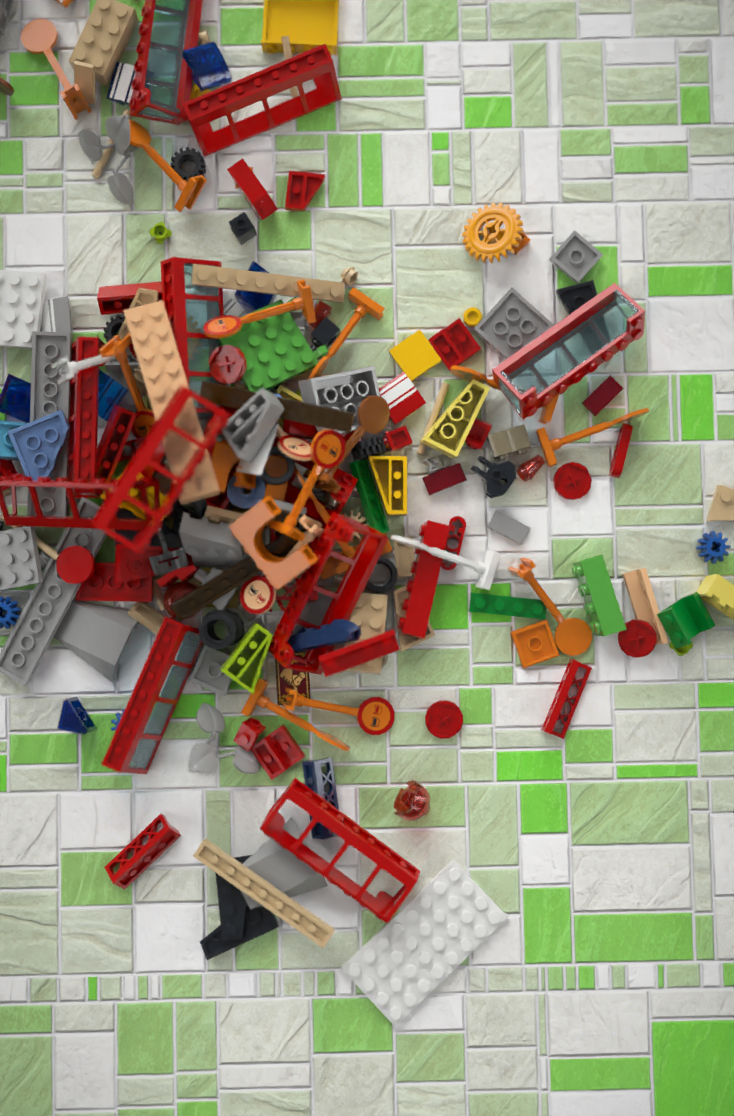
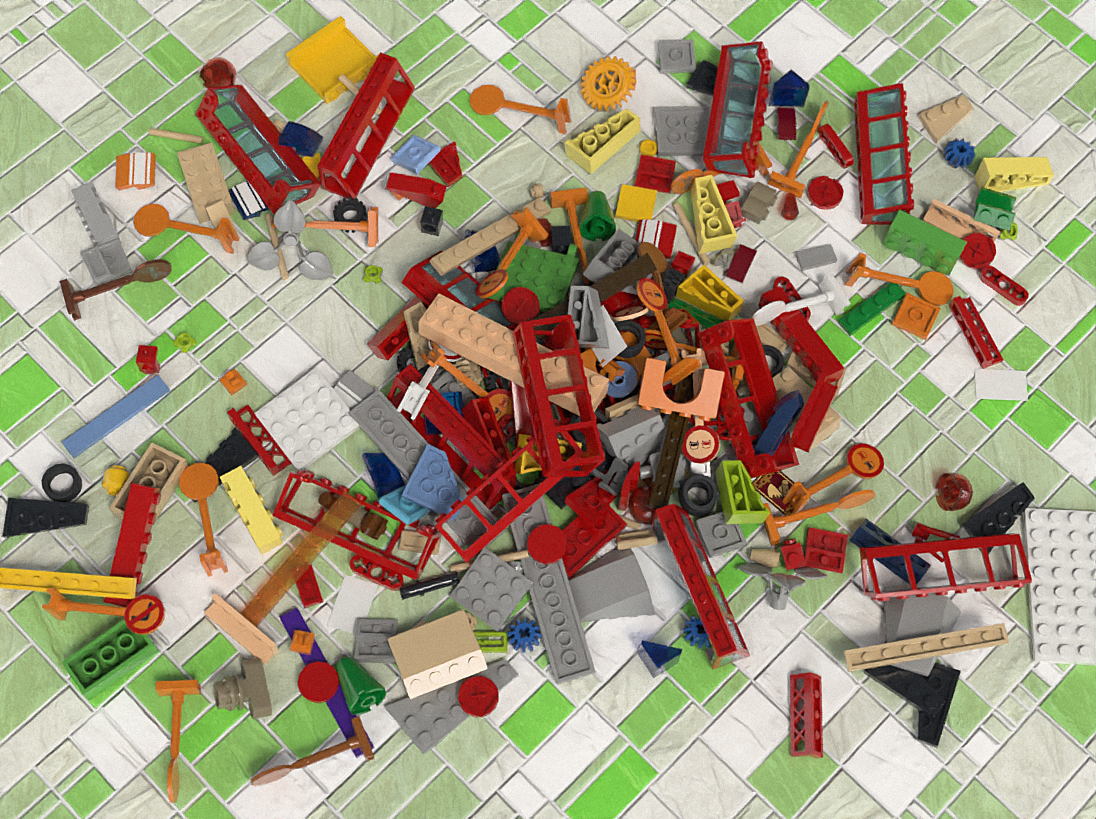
camera: 45 degrees left, 20 degrees down
(228, 717) = (766, 557): none -> tan cone
(285, 158) = (415, 154): none -> light blue tile
(358, 807) = (923, 531): none -> red plant
(370, 339) = (597, 218): none -> green cone
(388, 162) = (490, 99): none -> orange piece
(429, 848) = (1000, 514): none -> black wing
(440, 280) = (603, 141): none -> light yellow wedge
(444, 719) = (912, 421): red tile -> none
(491, 411) = (728, 190): none -> red panel
(492, 478) = (776, 230): black hinge -> none
(541, 754) = (1001, 384): none -> white sticker
(625, 698) = (1018, 289): none -> red beam
(630, 371) = (789, 91): none -> clear blue slope
(648, 493) = (883, 154): none -> window

